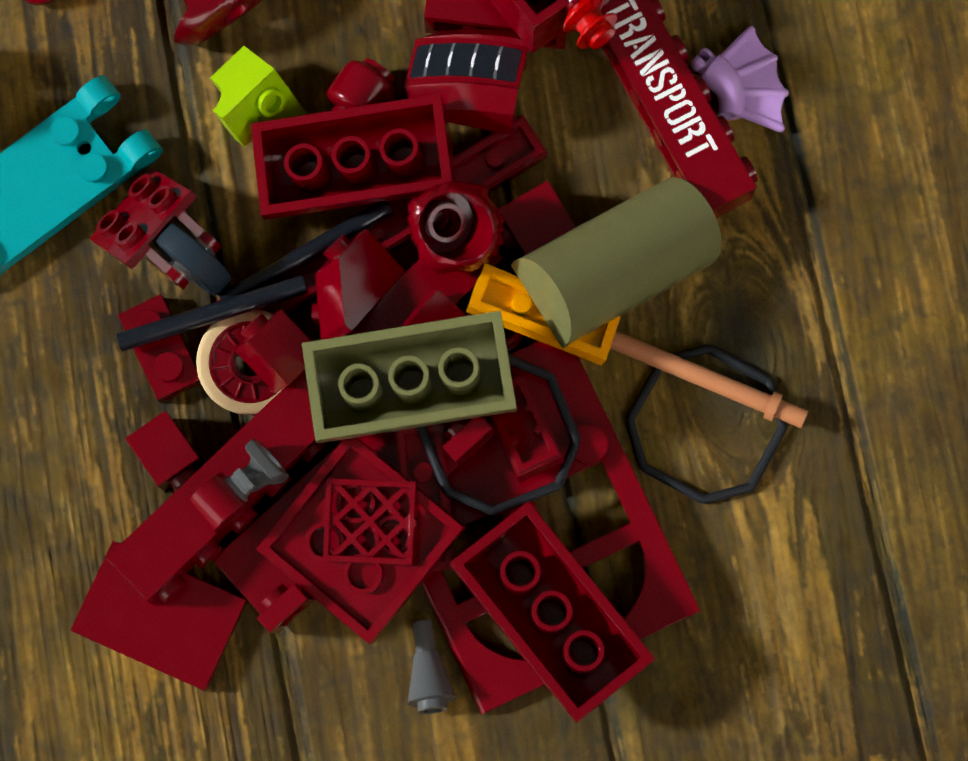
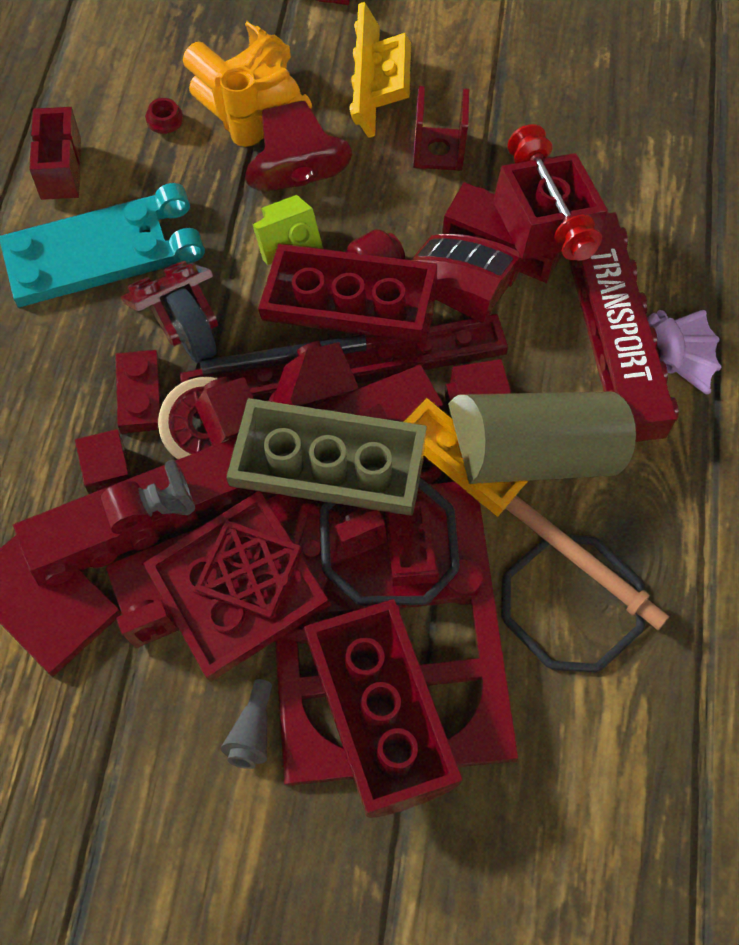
camera: 15 degrees right, 15 degrees down
(212, 313) = (188, 370): black bar -> none
(455, 227) = (412, 359): dark red hair -> none

